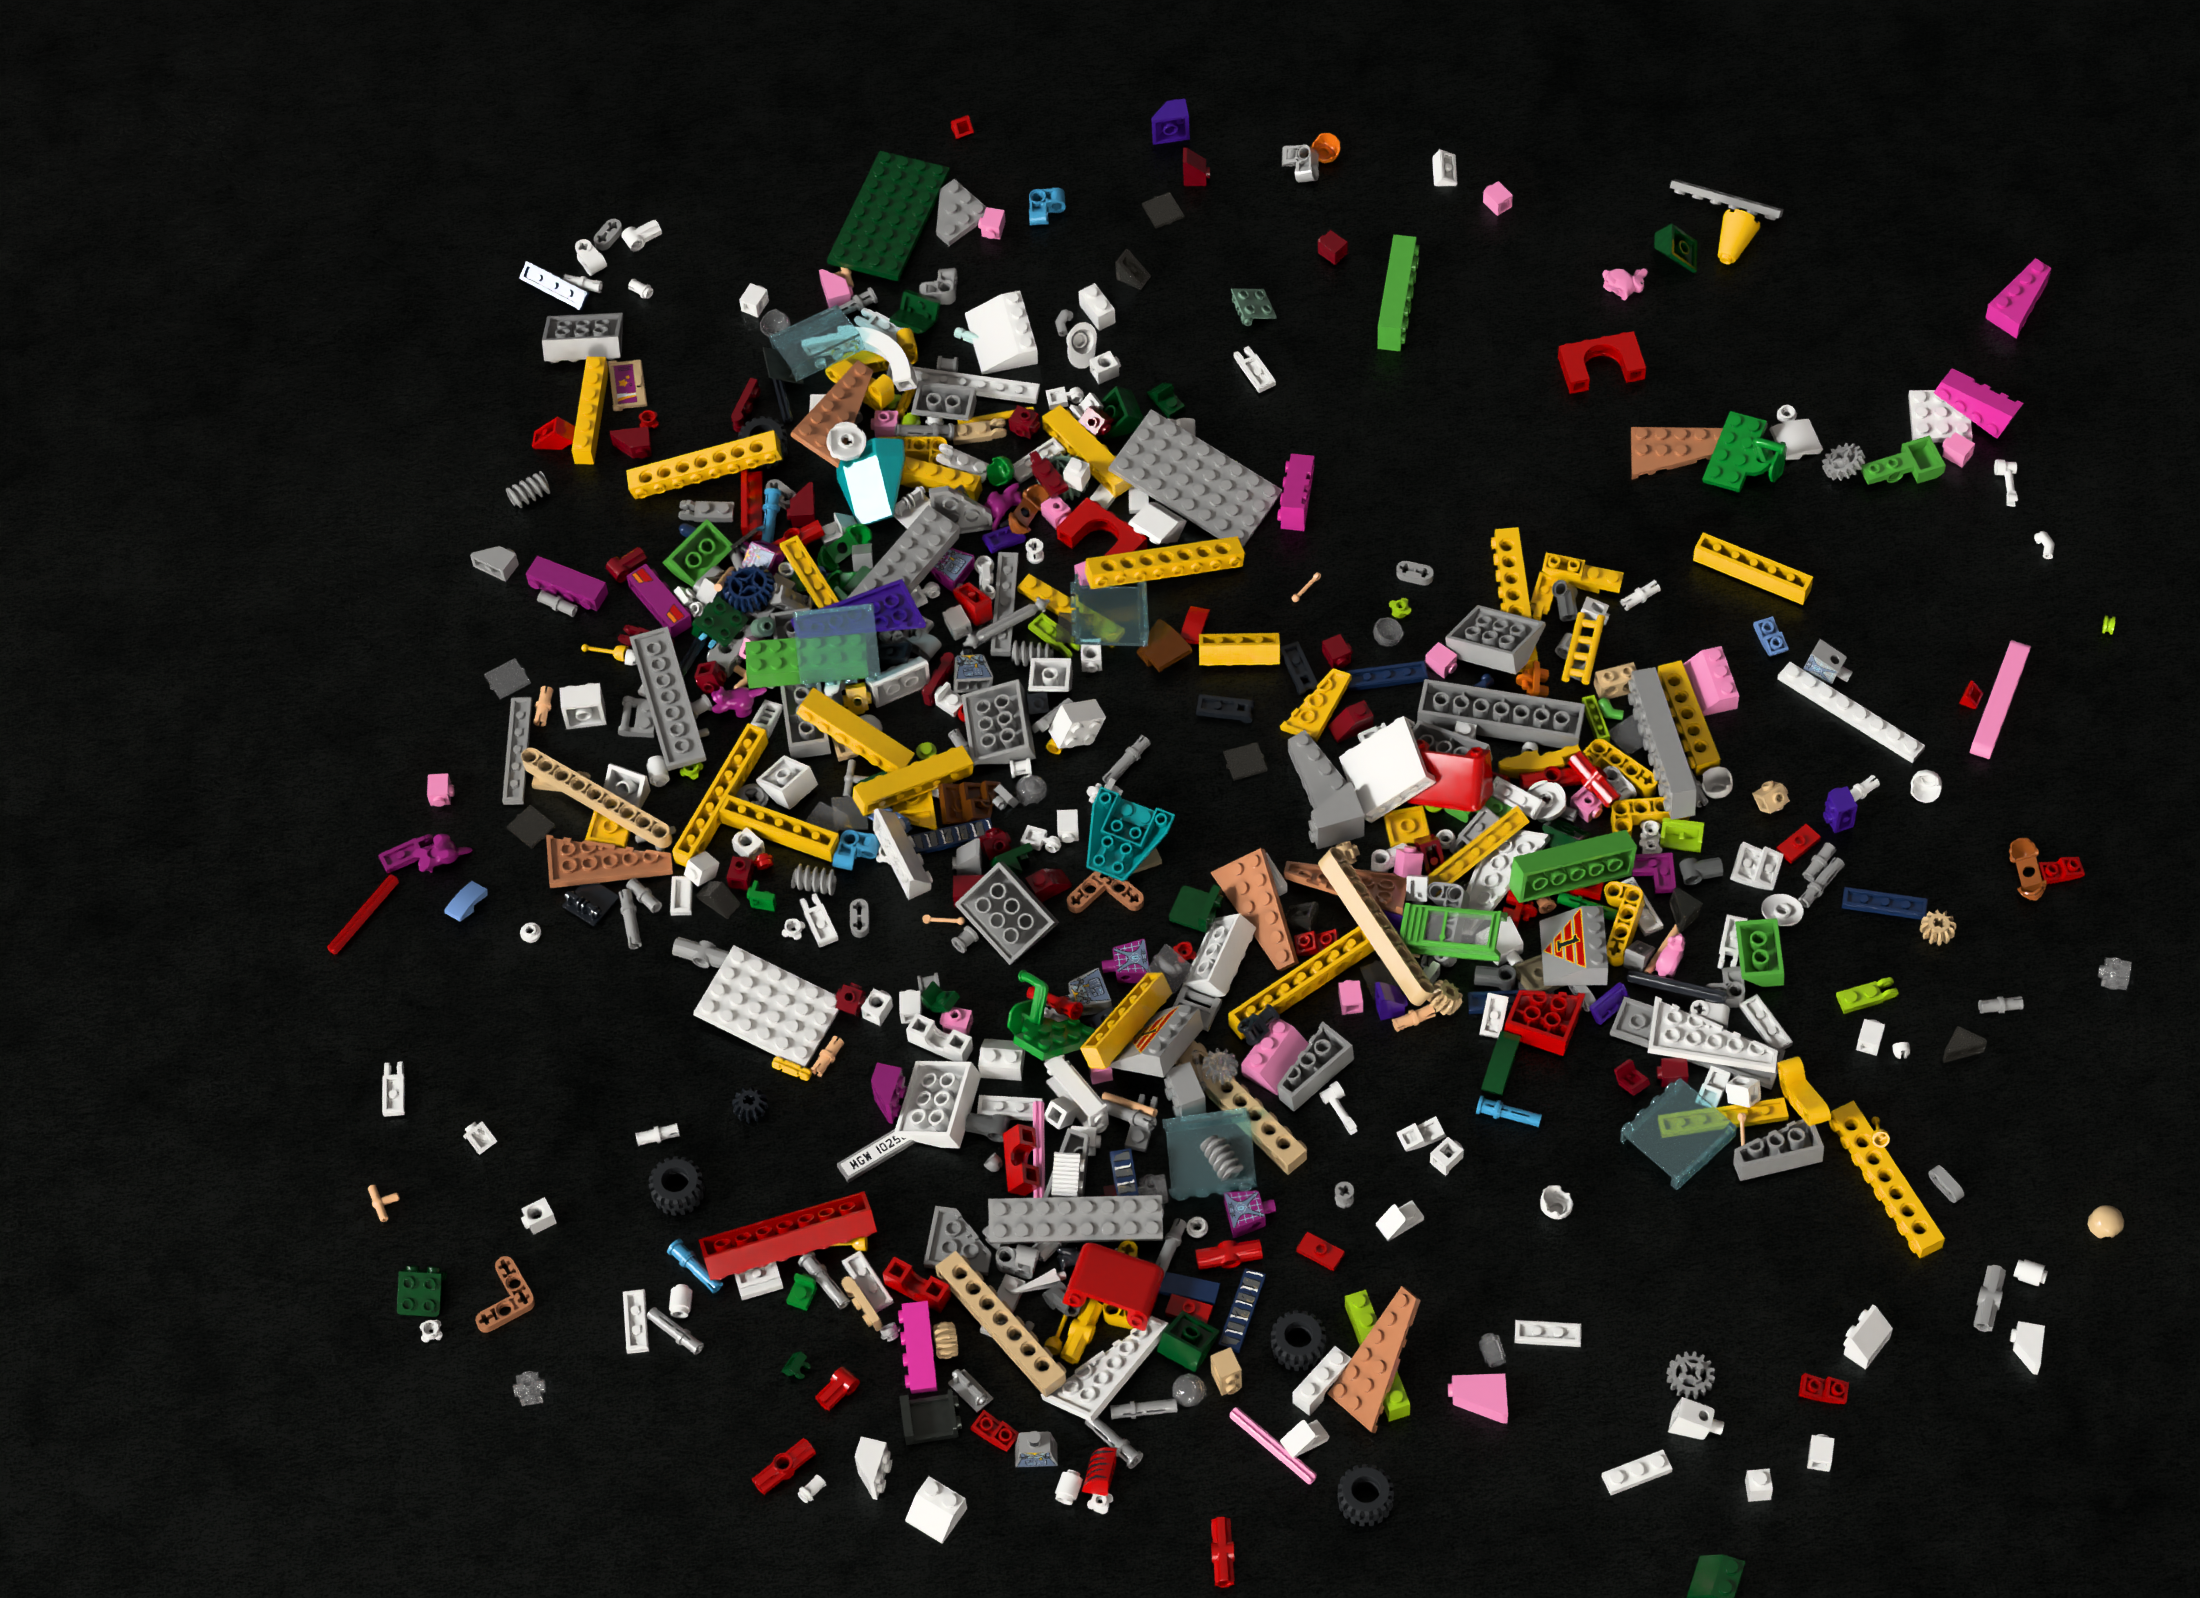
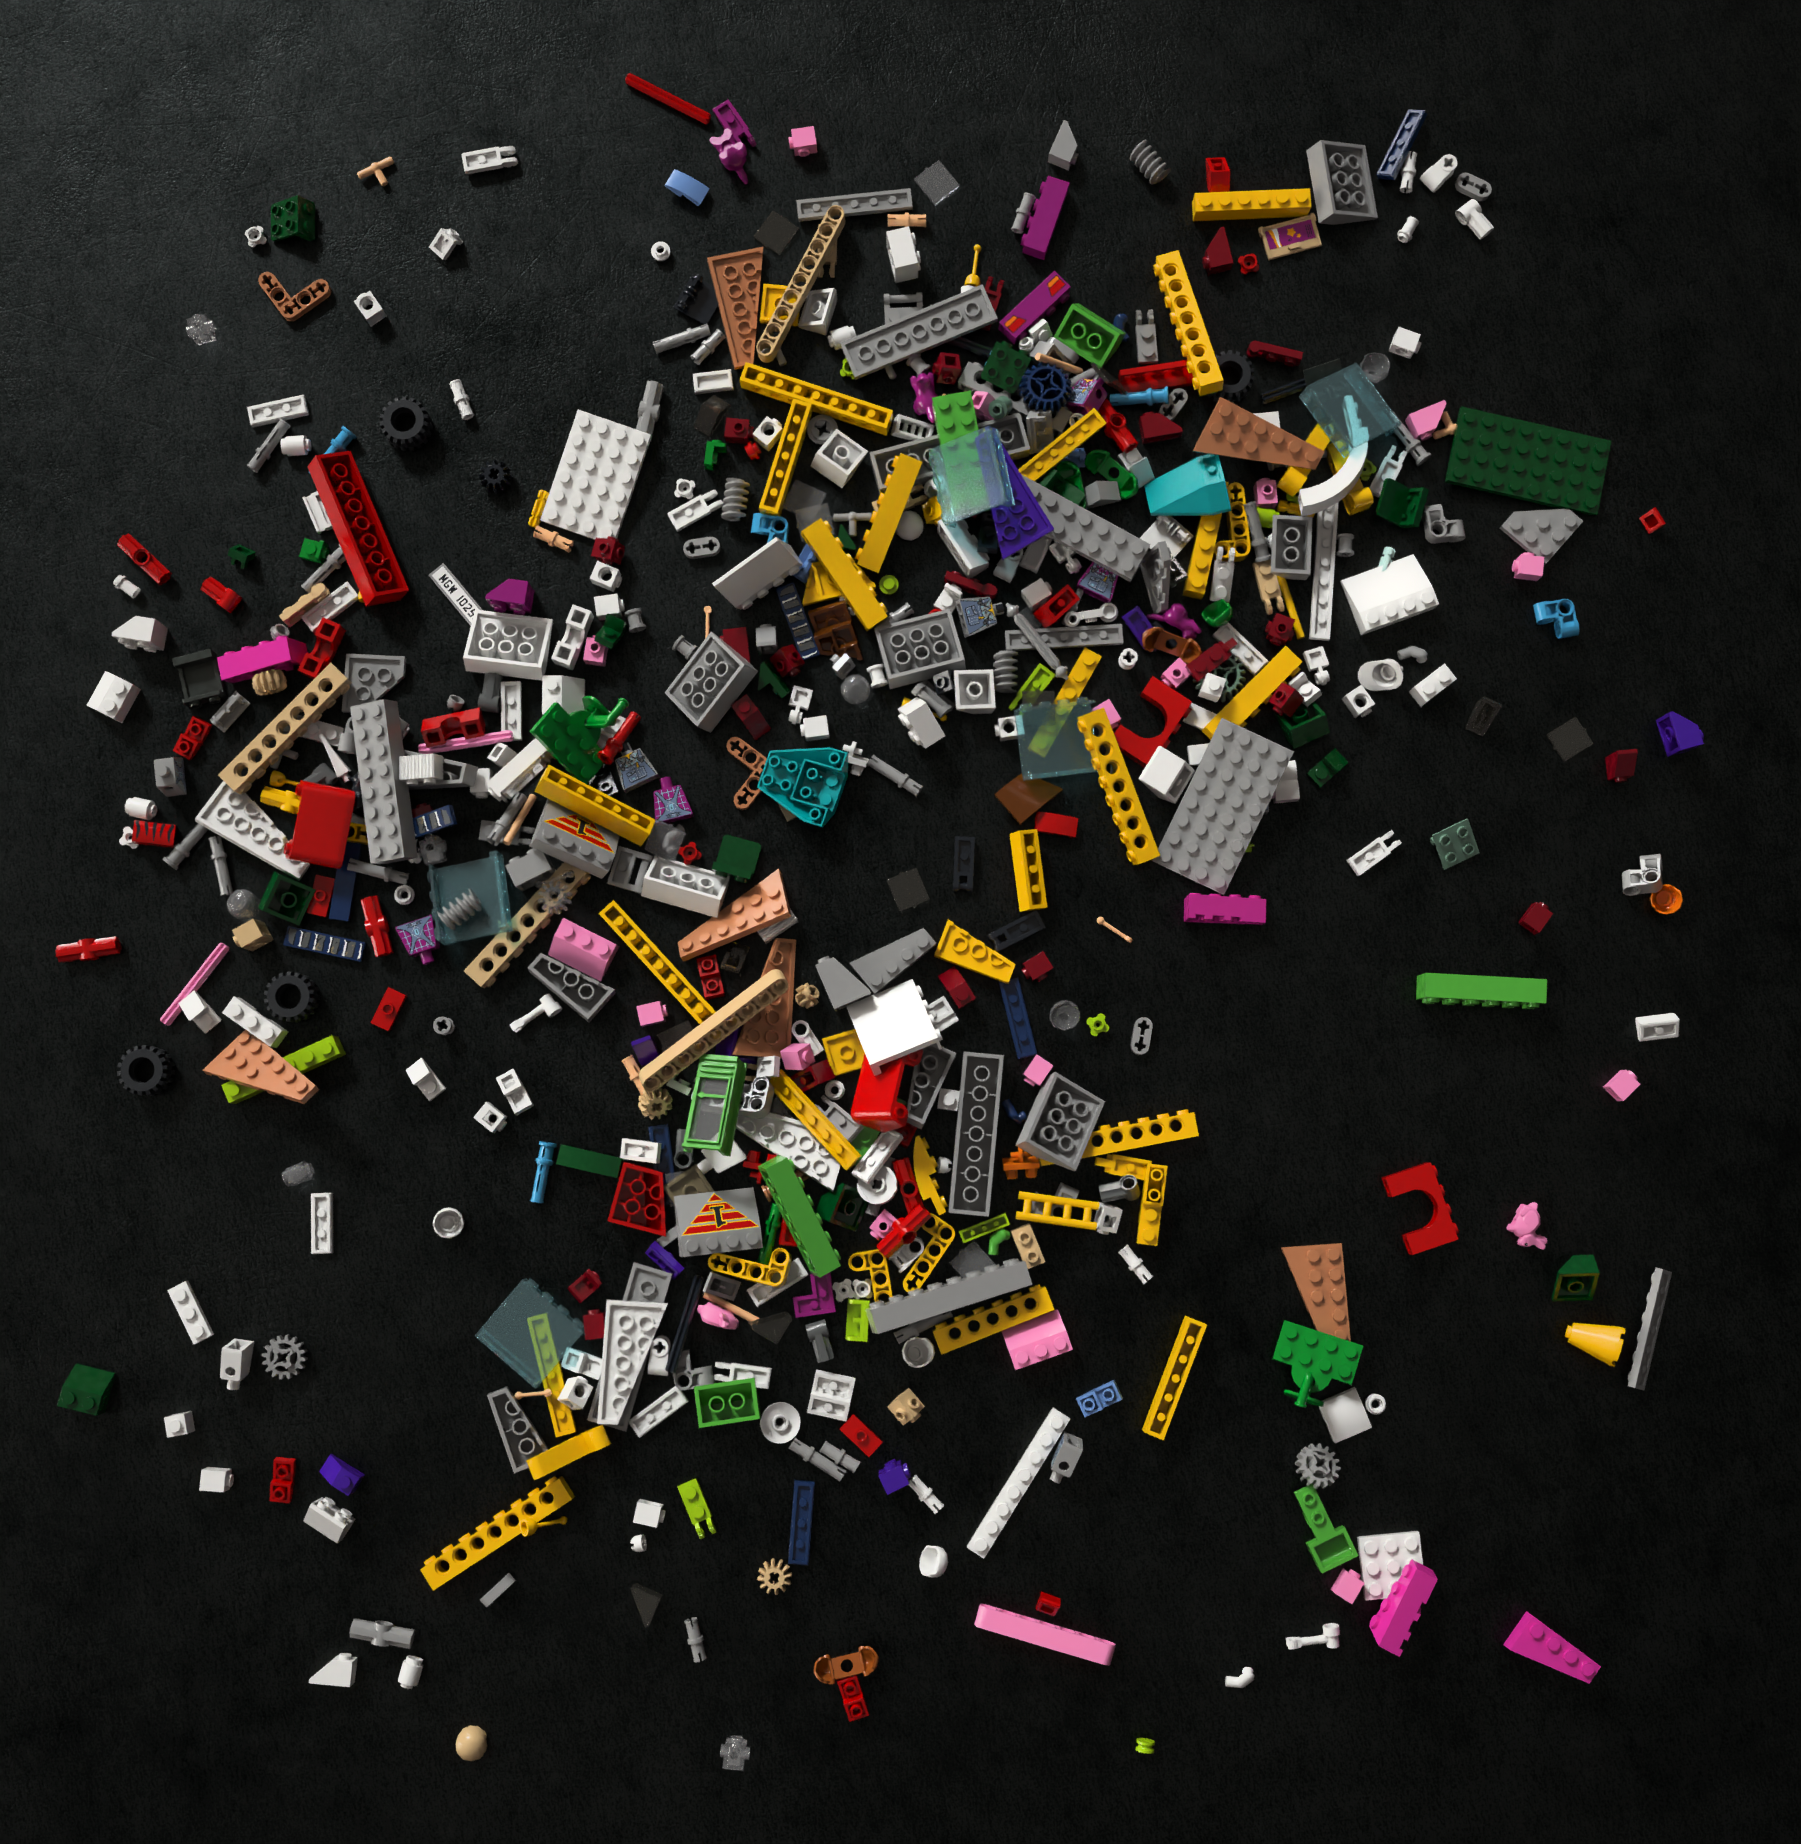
camera: 80 degrees right, 25 degrees up
(623, 566) = (1070, 266): dark red piece -> none
(701, 868) = (736, 393): white brick -> none
(839, 449) = (1207, 446): white plate -> none
(1257, 1025) = (600, 928): black connector -> none
(1481, 1394) = (252, 1166): bright pink slope -> none
(1820, 1327) = (341, 1475): none -> dark purple slope

